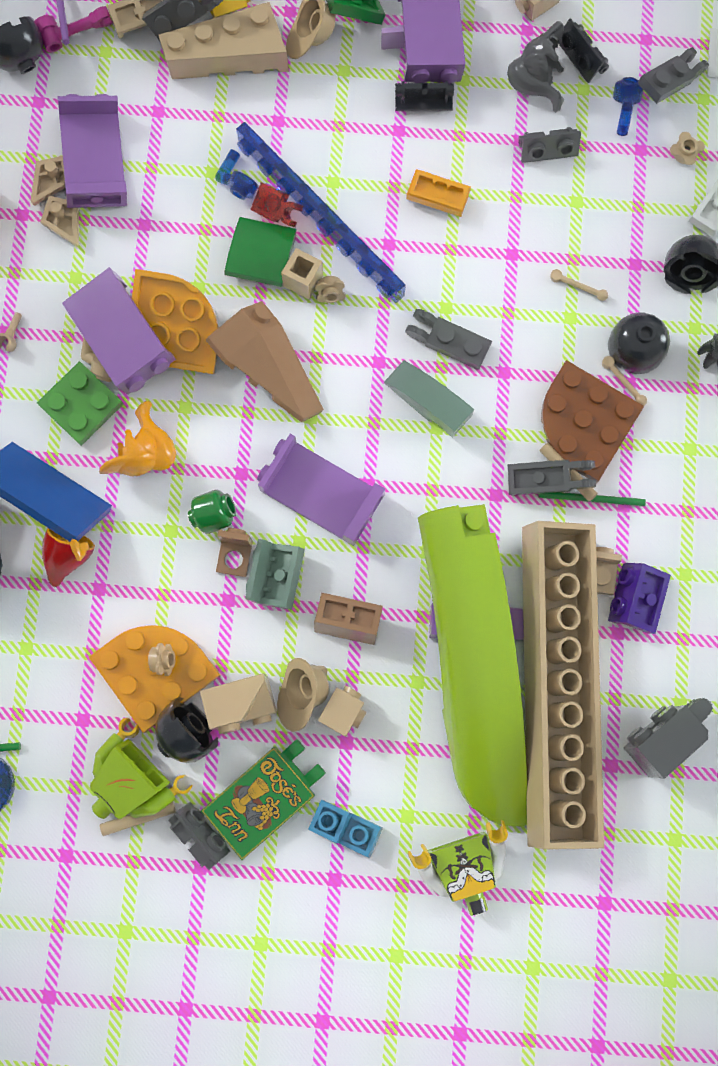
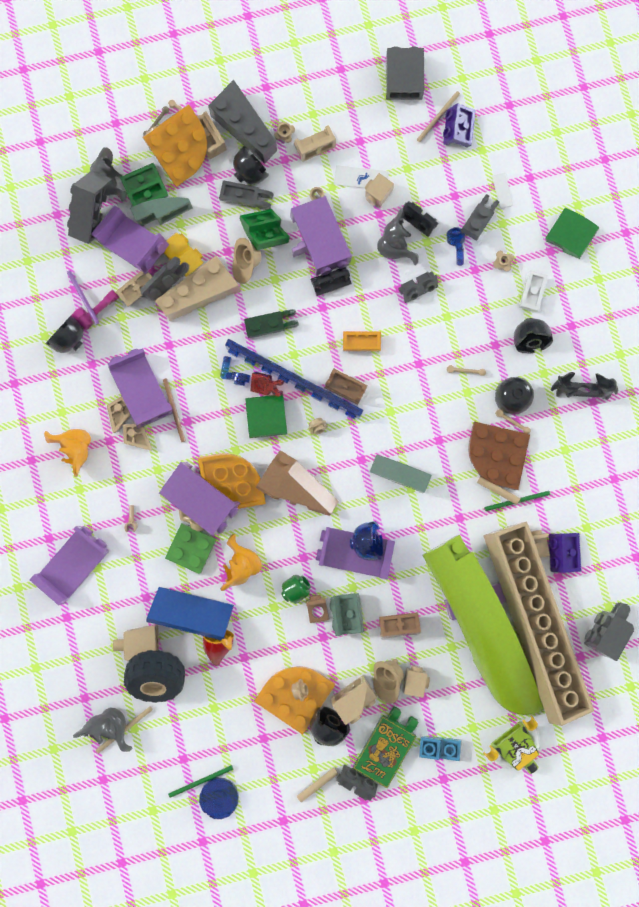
camera: 20 degrees left, 5 degrees up
(128, 779) = (306, 767): lime torso -> none
(130, 202) = (175, 414): none -> medium nougat axle
(302, 273) = (298, 423): tan brick -> none
(314, 126) = (269, 323): none -> dark green hinge
(343, 475) = (367, 542): none -> clear blue cylinder
(393, 246) = (345, 386): none -> medium nougat hinge
(450, 339) = (401, 431): dark grey hinge -> none
(547, 477) = (488, 499): dark grey hinge -> none

